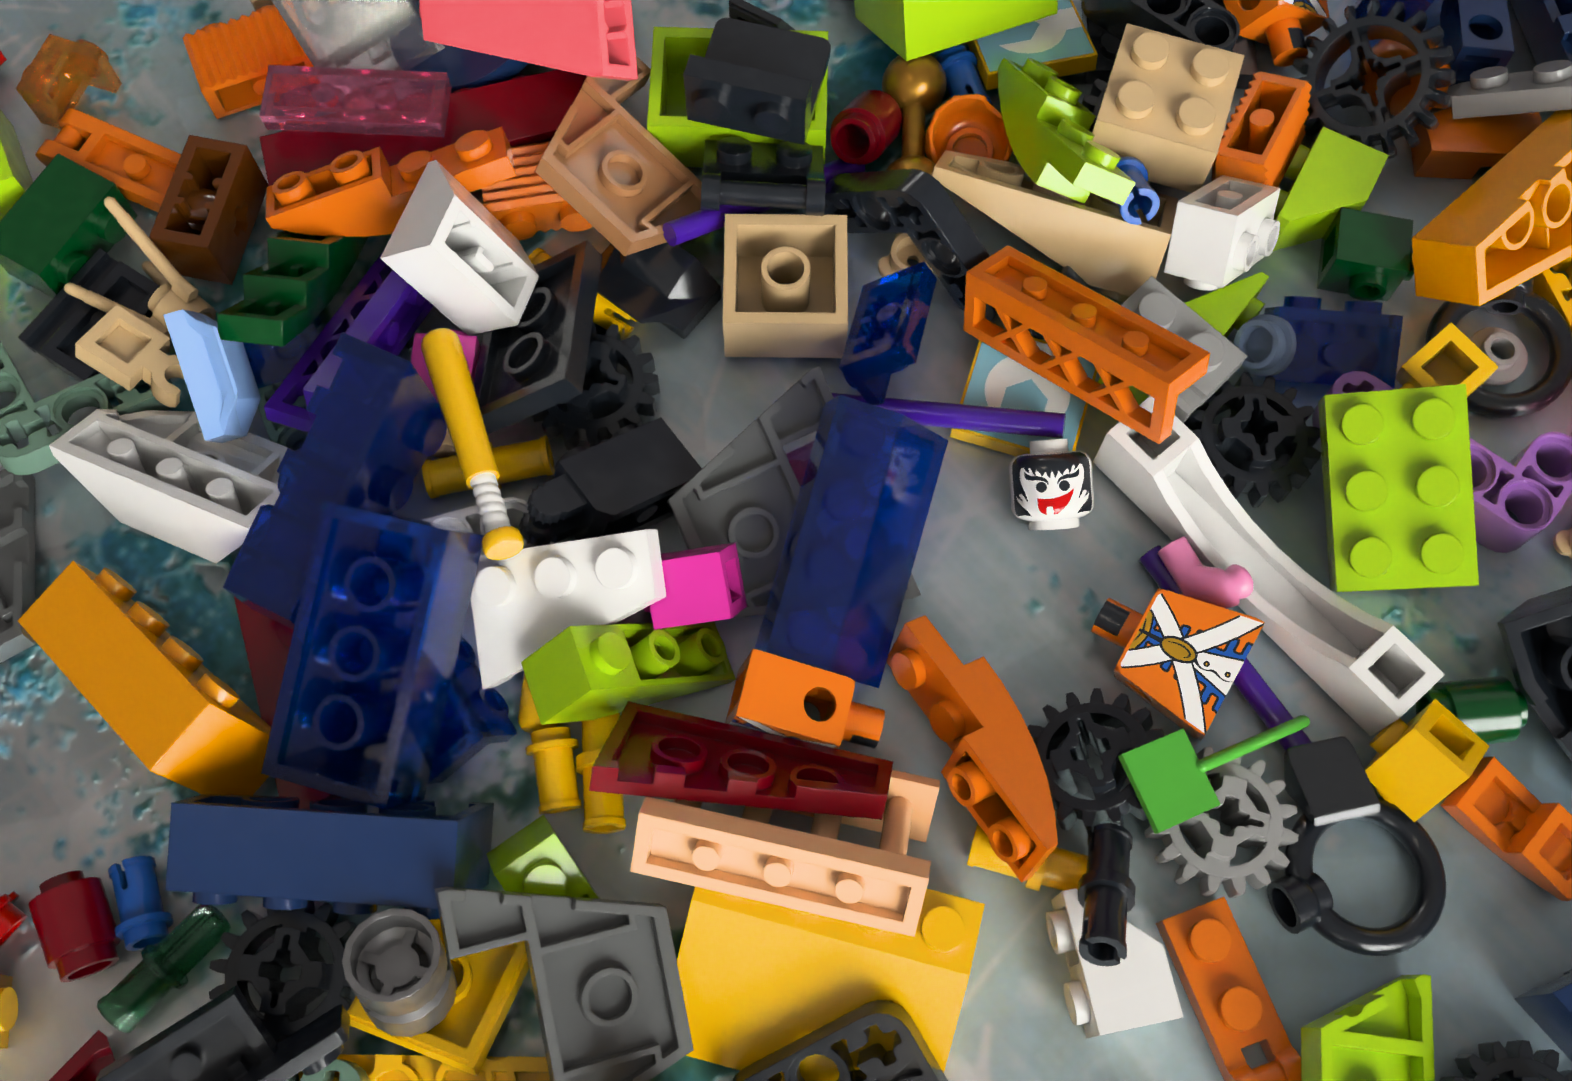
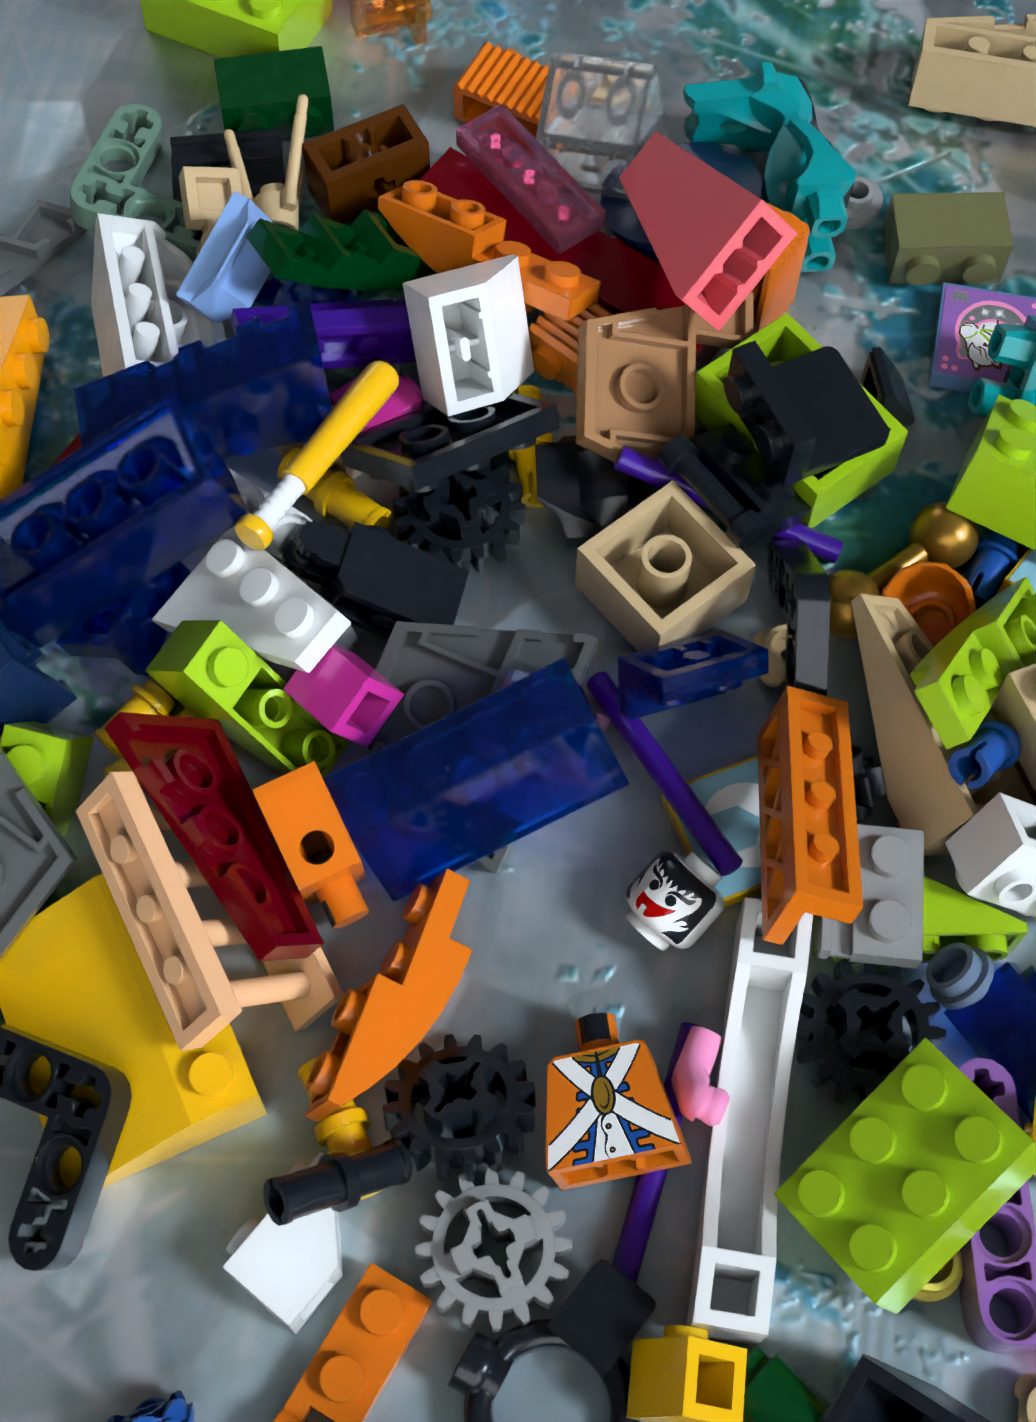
camera: 50 degrees right, 5 degrees down
(131, 162) = (355, 76): orange plate -> none
(866, 127) = (863, 528): dark red brick -> none
(1173, 779) = (481, 1169): bright green piece -> none

